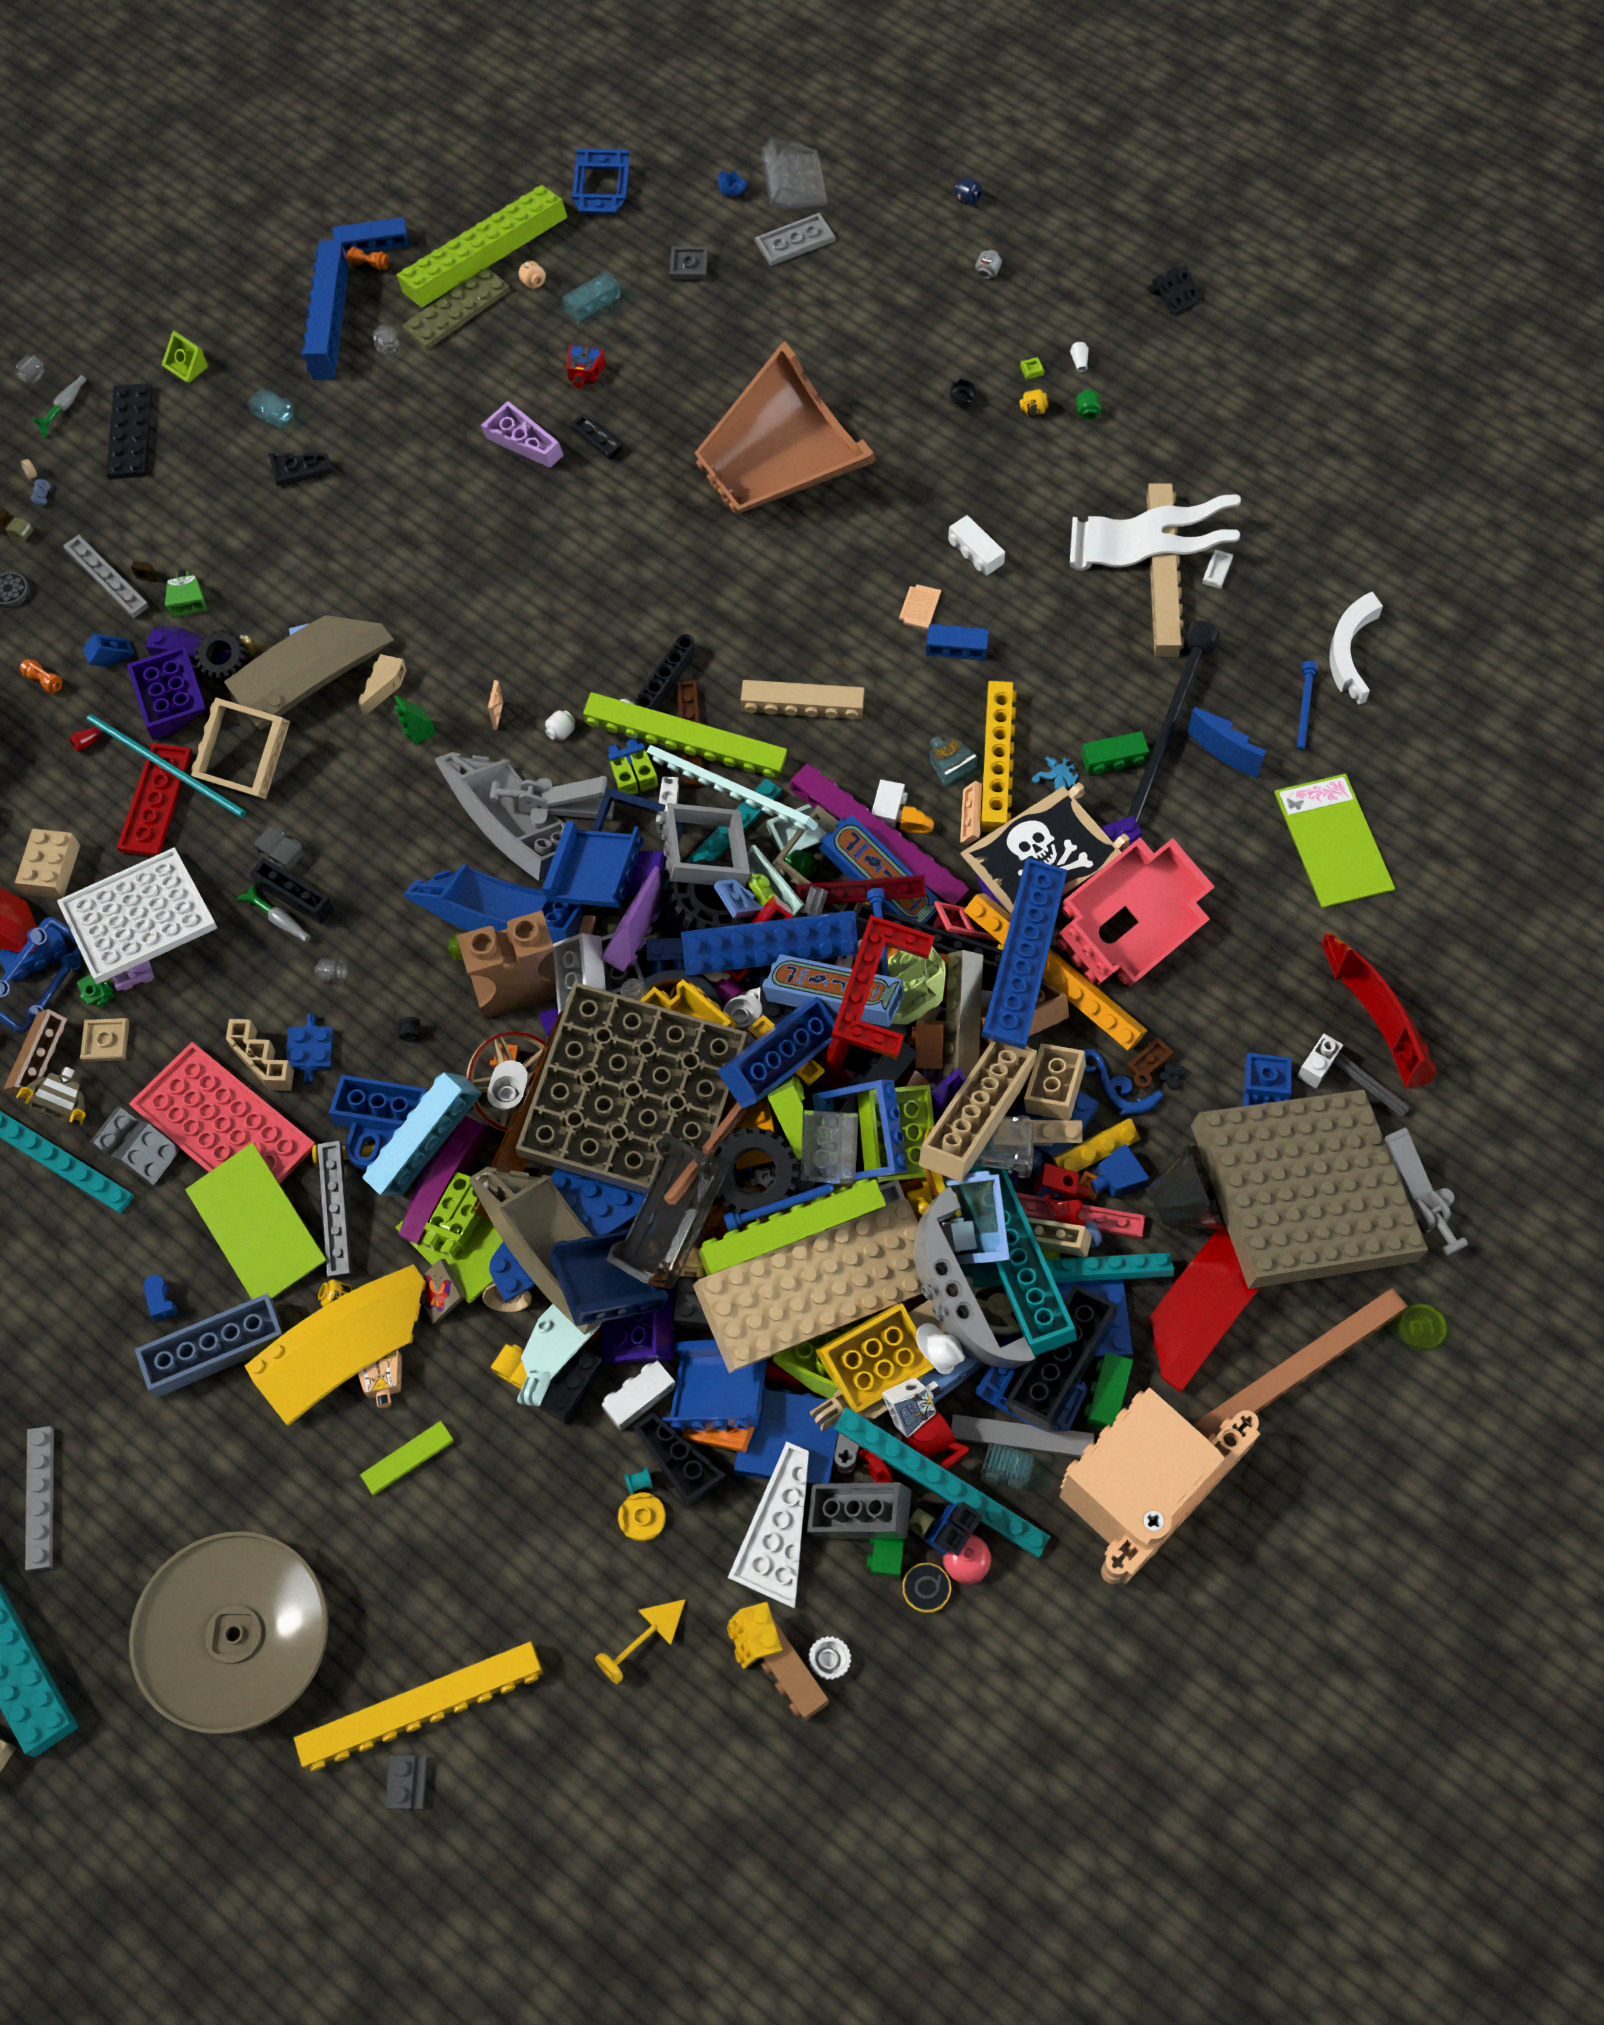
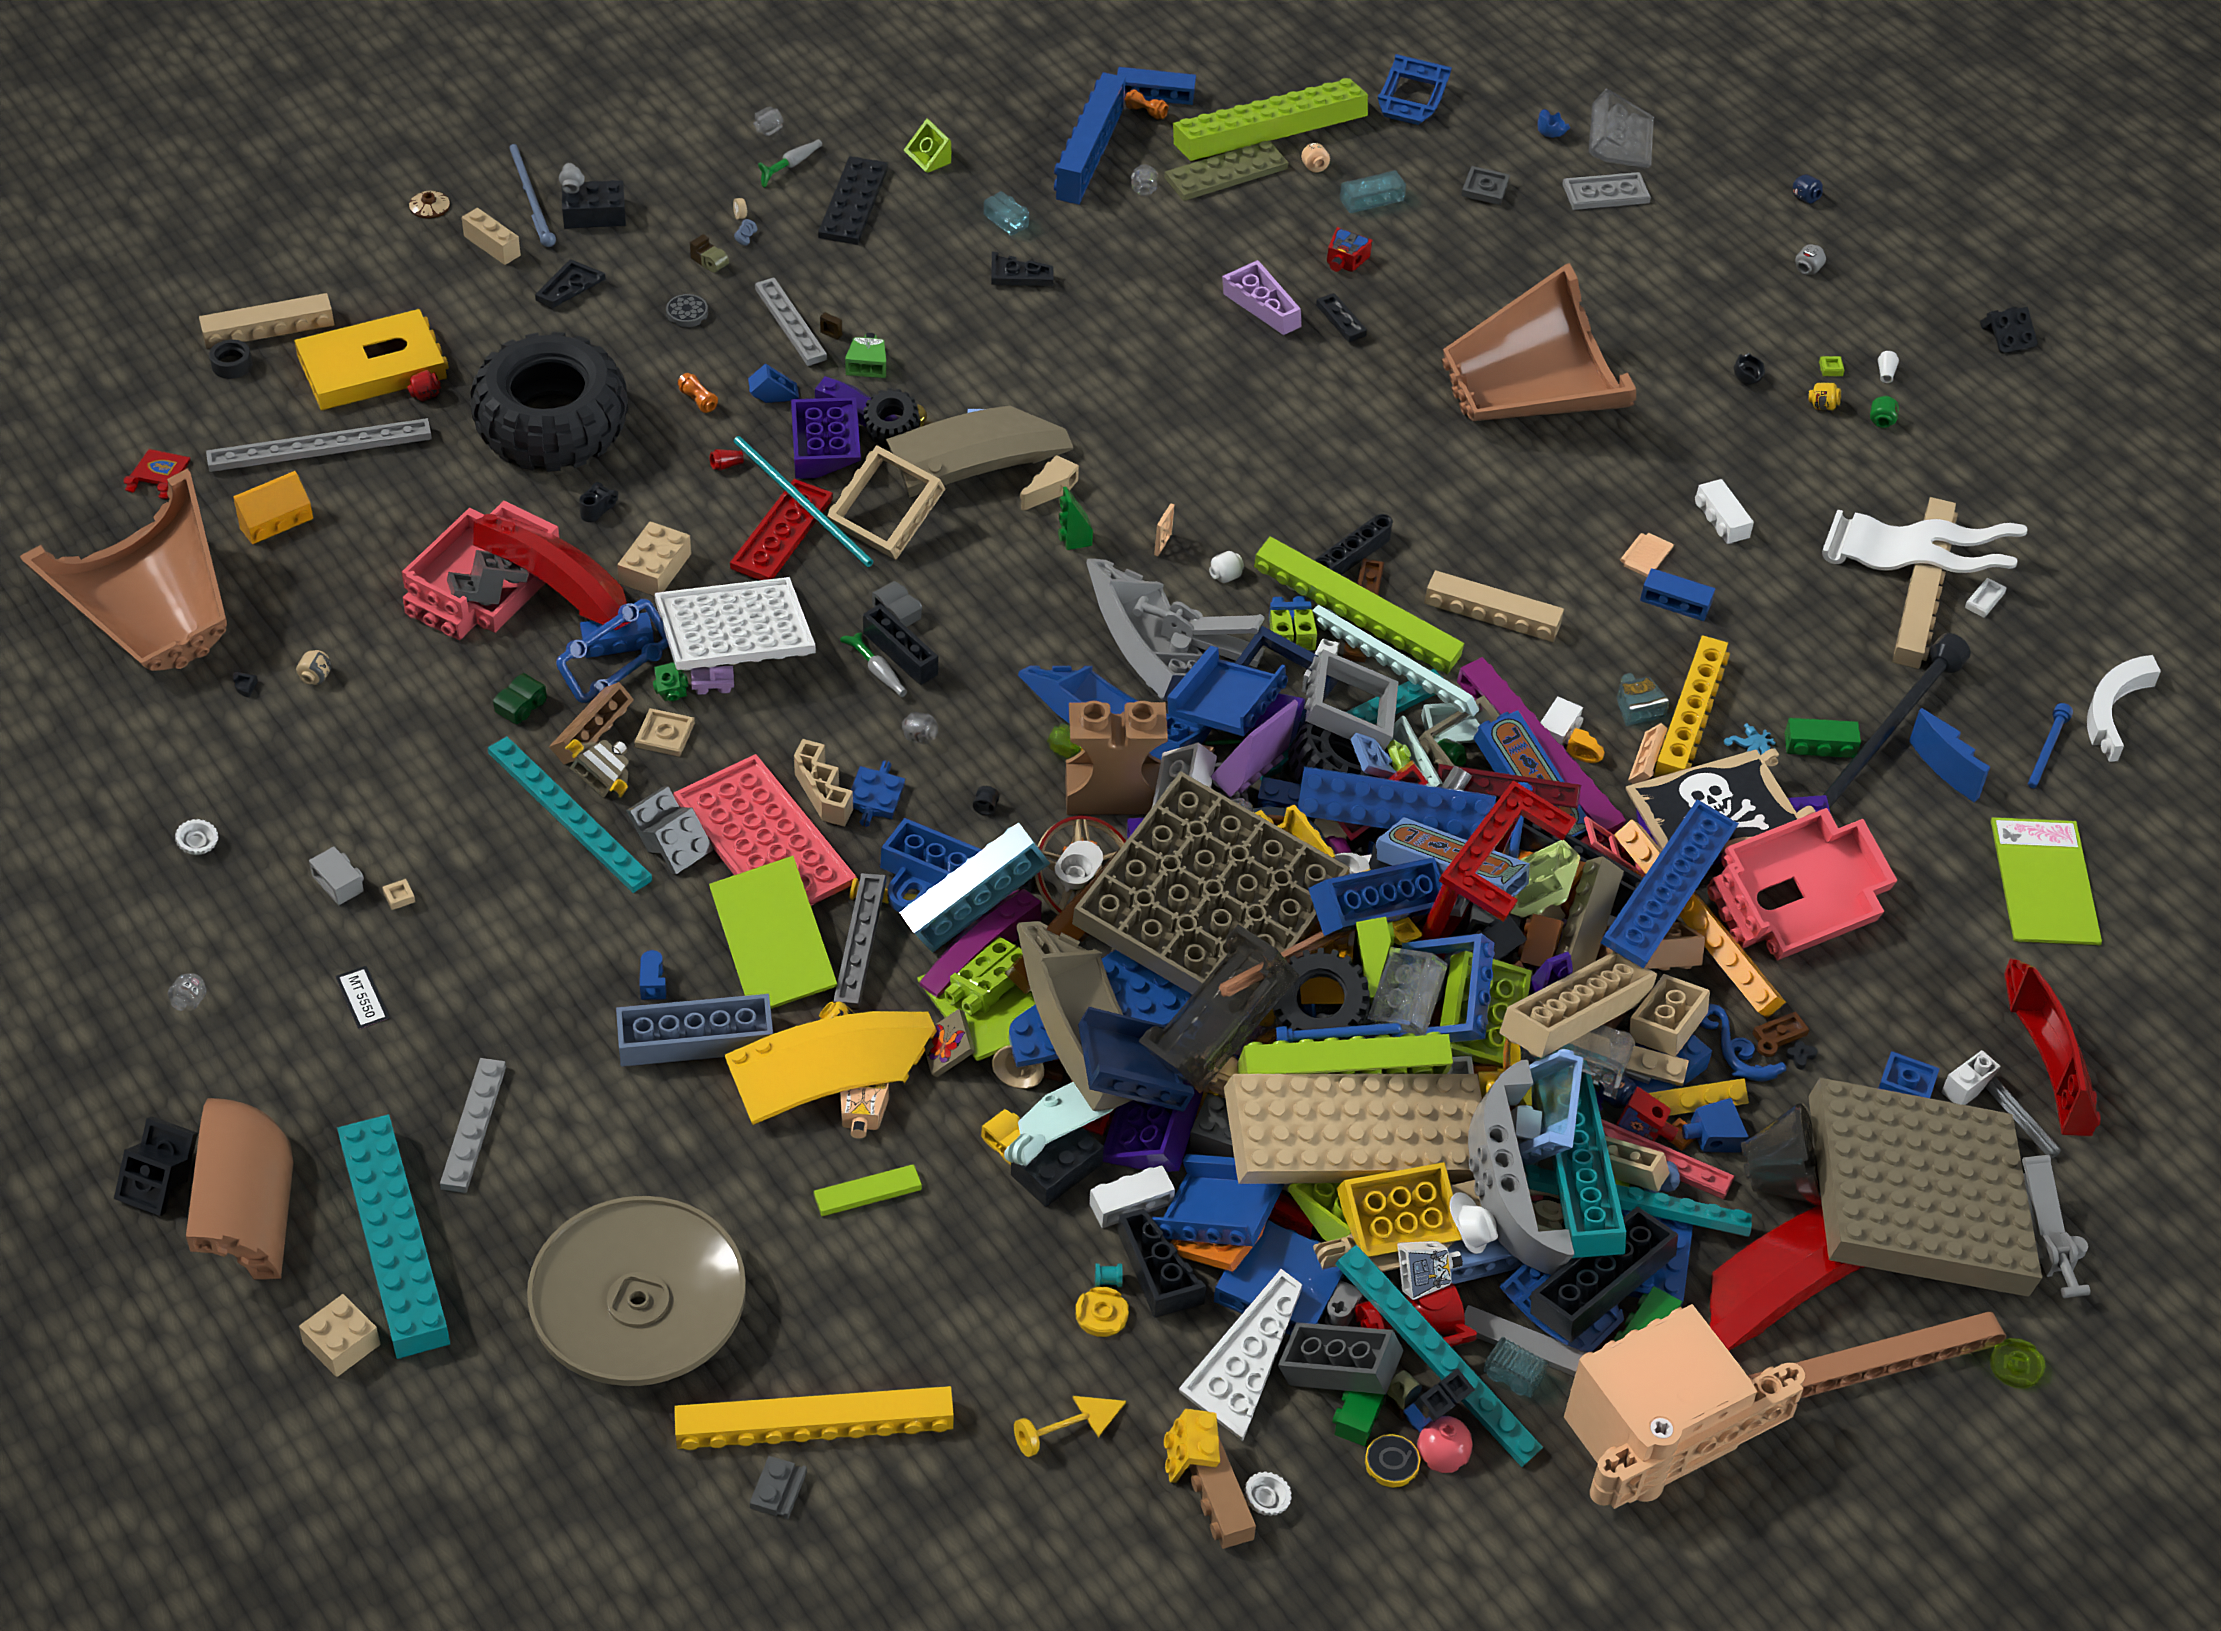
camera: 10 degrees right, 15 degrees down
(1065, 1211) = (1647, 1135): red helmet -> none

